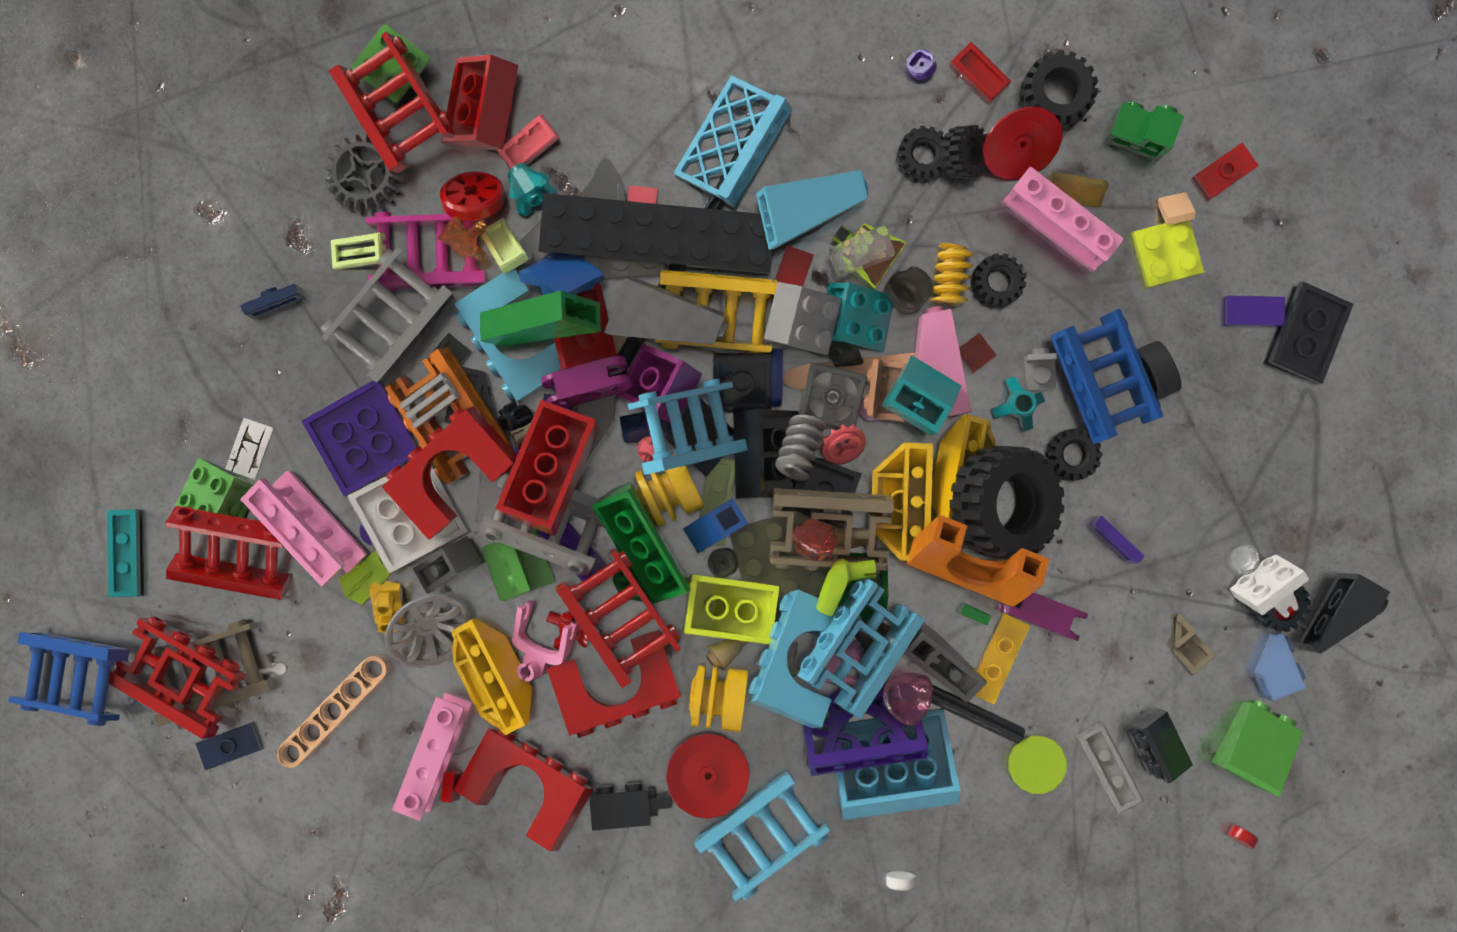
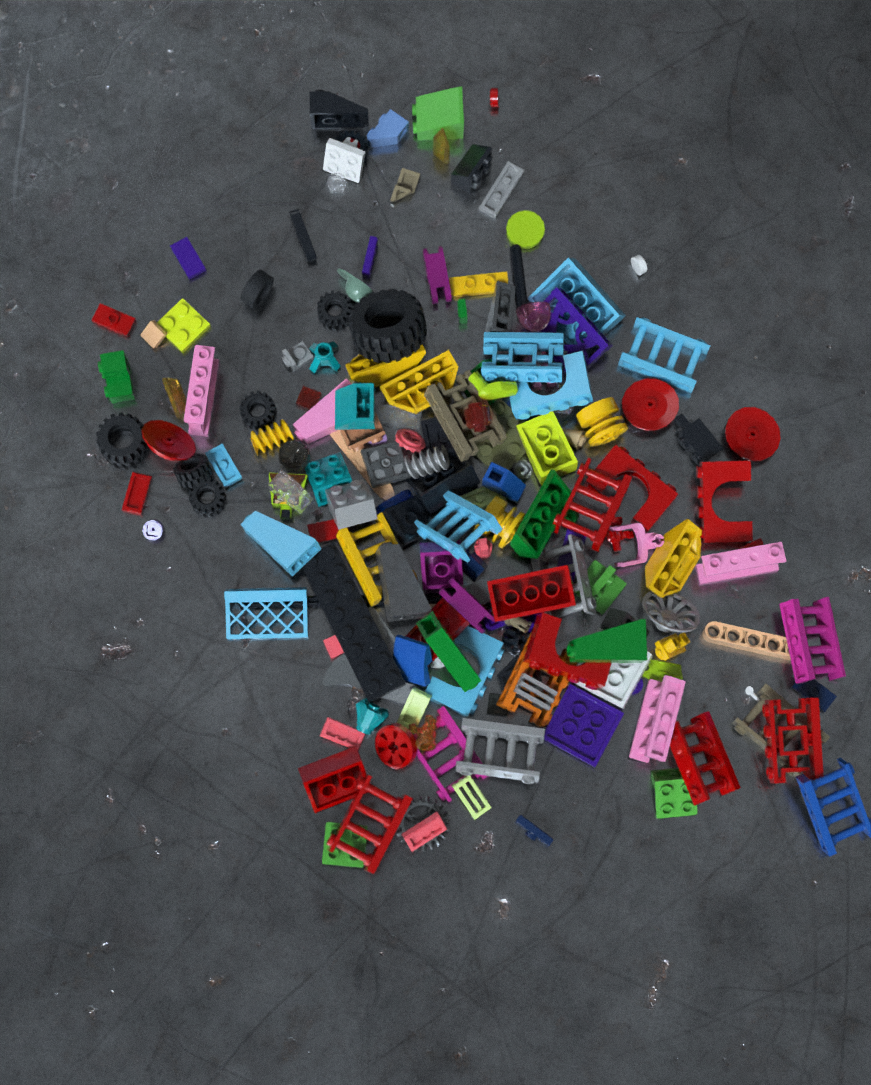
camera: 120 degrees left, 10 degrees down
(123, 553) = (742, 826): teal plate -> none
(249, 448) = (631, 792): white sticker -> none
(295, 763) = (798, 644): none -> dark pink fence
(345, 164) = (424, 831): none -> coral plate
(422, 525) = (614, 645): none -> green slope
(590, 881) = (752, 434): none -> red piece
(844, 354) = (356, 471): clear smoke slope -> none
(951, 196) = (223, 465): none -> medium azure plate
(1007, 581) = (438, 339): orange arch -> none
(1082, 494) = (354, 287): none -> sand green cap
(1084, 384) = (289, 326): blue fence -> none
(1199, 473) = (302, 235): none -> black beam
(1213, 721) = (441, 146): none -> clear yellow slope
(1310, 333) = (182, 220): black tile -> none

